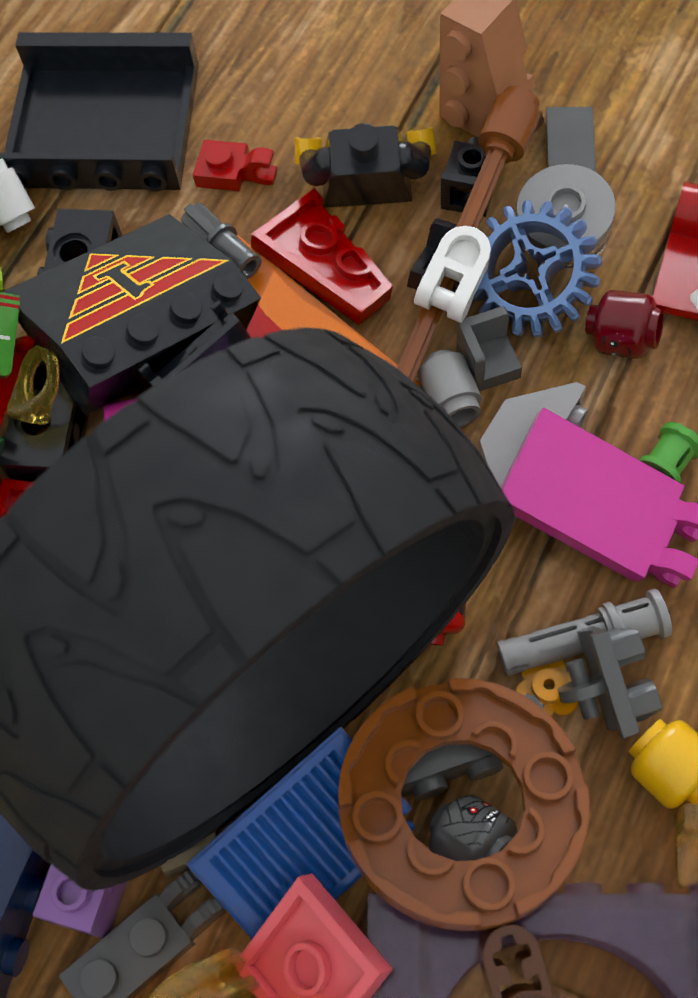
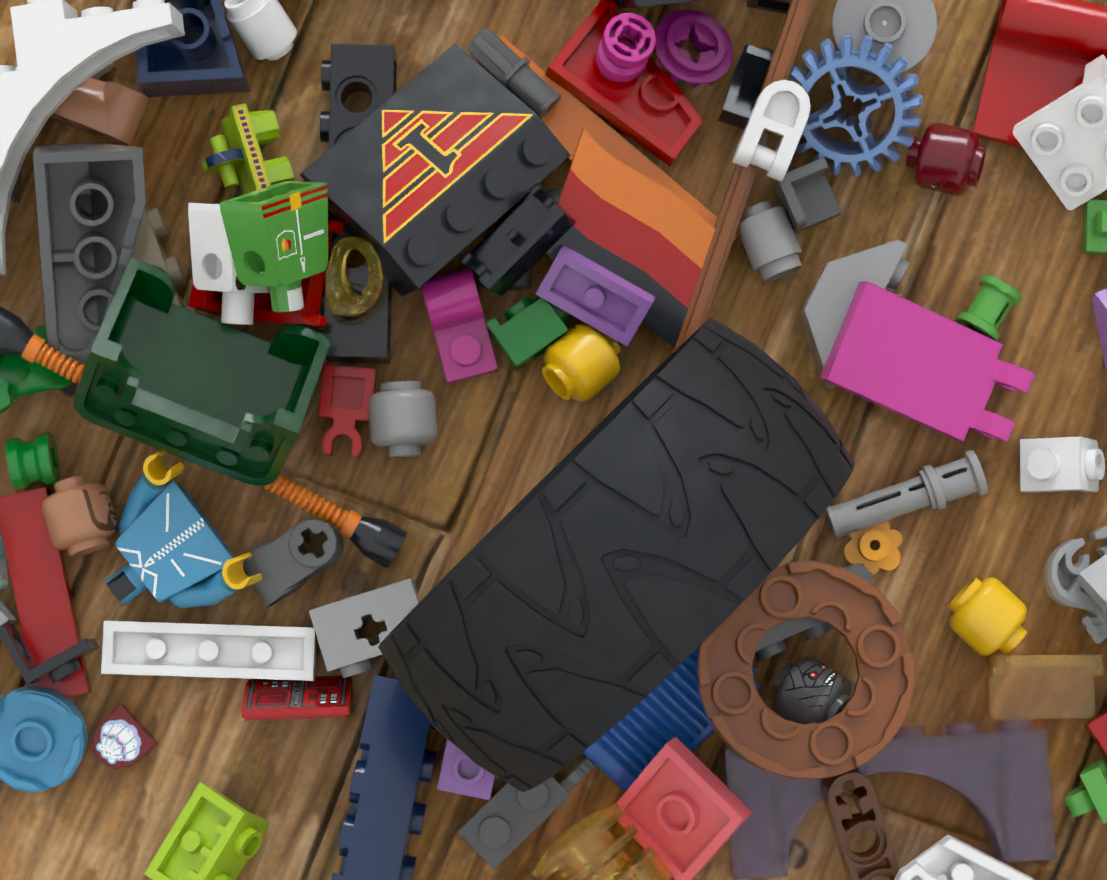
camera: 10 degrees left, 20 degrees up
(322, 215) = (620, 58): none -> dark pink wheel
(403, 227) = (706, 36): none -> magenta gear
(620, 703) = (941, 563): dark grey hips -> none

